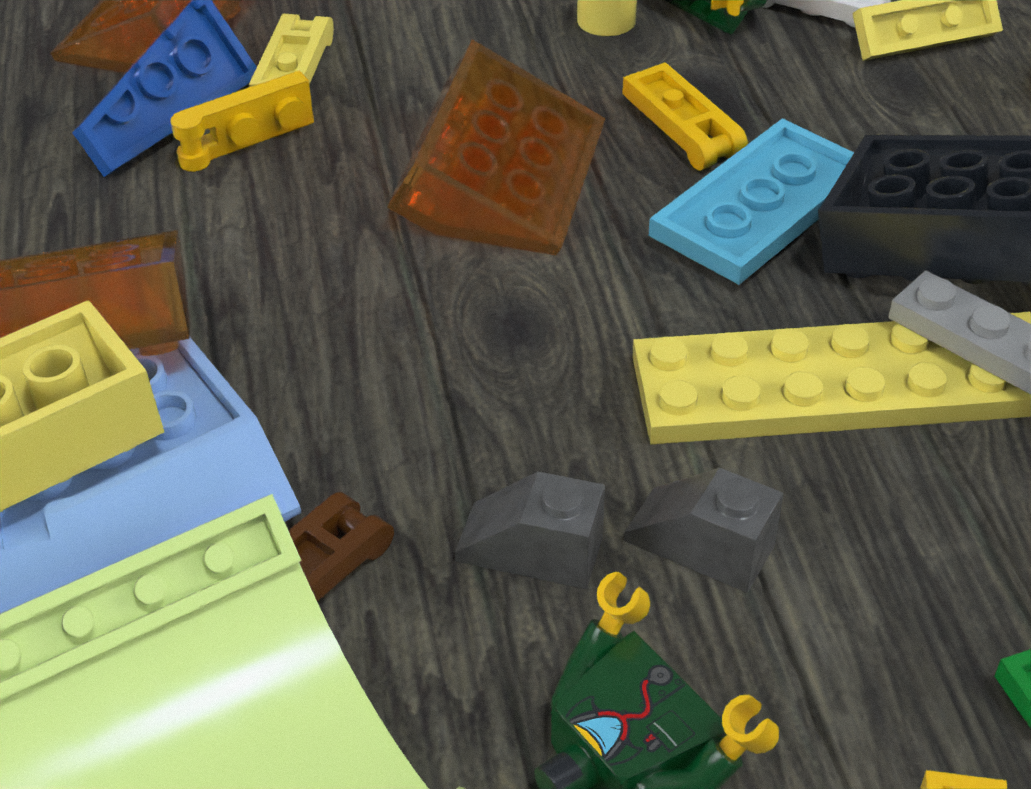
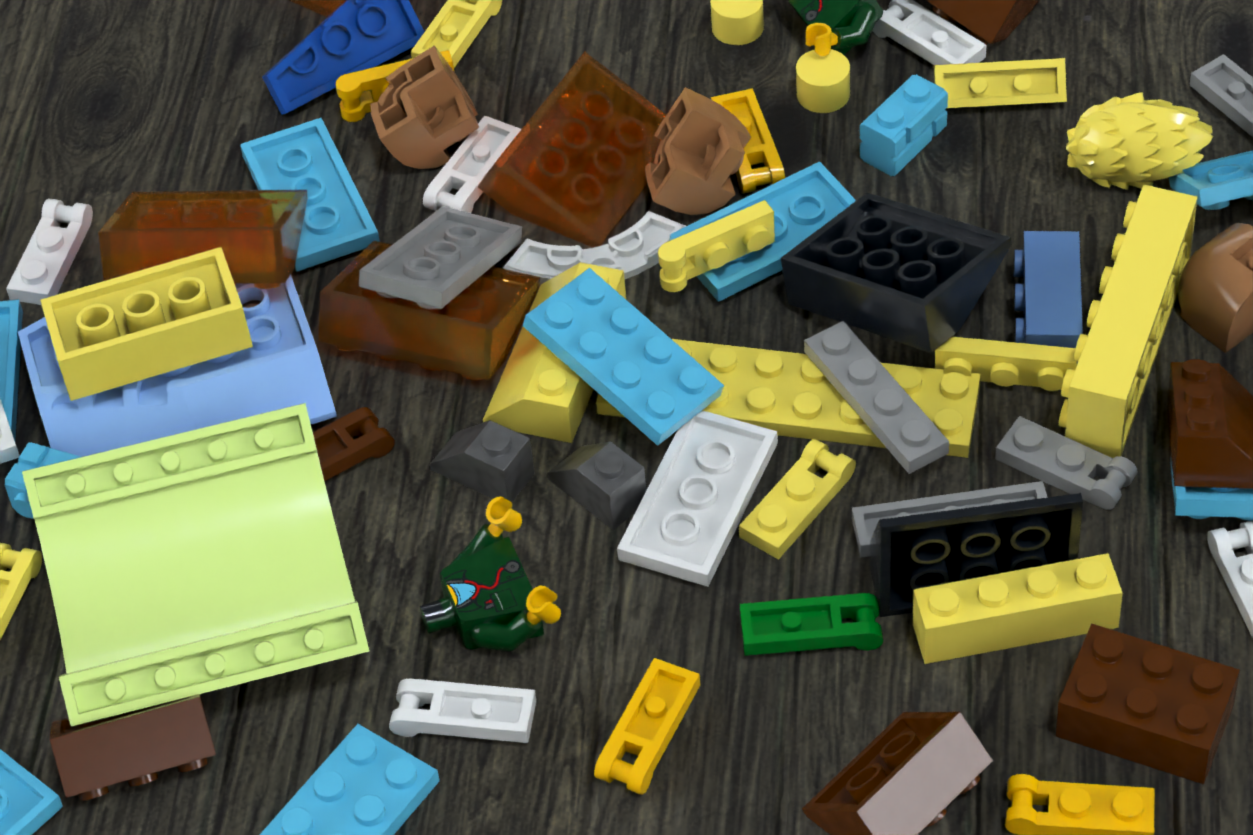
camera: 20 degrees right, 5 degrees up
(218, 266) = (308, 160): none -> medium azure plate
(292, 135) = (423, 111): none -> medium nougat brick
(367, 192) = (469, 166): none -> white plate
(375, 358) = (463, 337): none -> clear orange slope
(377, 288) = (440, 257): none -> light grey plate
(537, 279) = (628, 251): none -> white tile
(572, 376) = (538, 389): none -> light yellow slope
(644, 130) = (696, 155): none -> medium nougat brick
(683, 356) = (623, 356): none -> medium azure plate
(724, 214) = (715, 245): none -> light yellow plate
(736, 47) = (823, 81): none -> light yellow piece
(851, 528) = (698, 497): none -> white plate
(853, 71) = (903, 125): none -> medium azure brick
(974, 503) = (796, 499): none -> light yellow plate

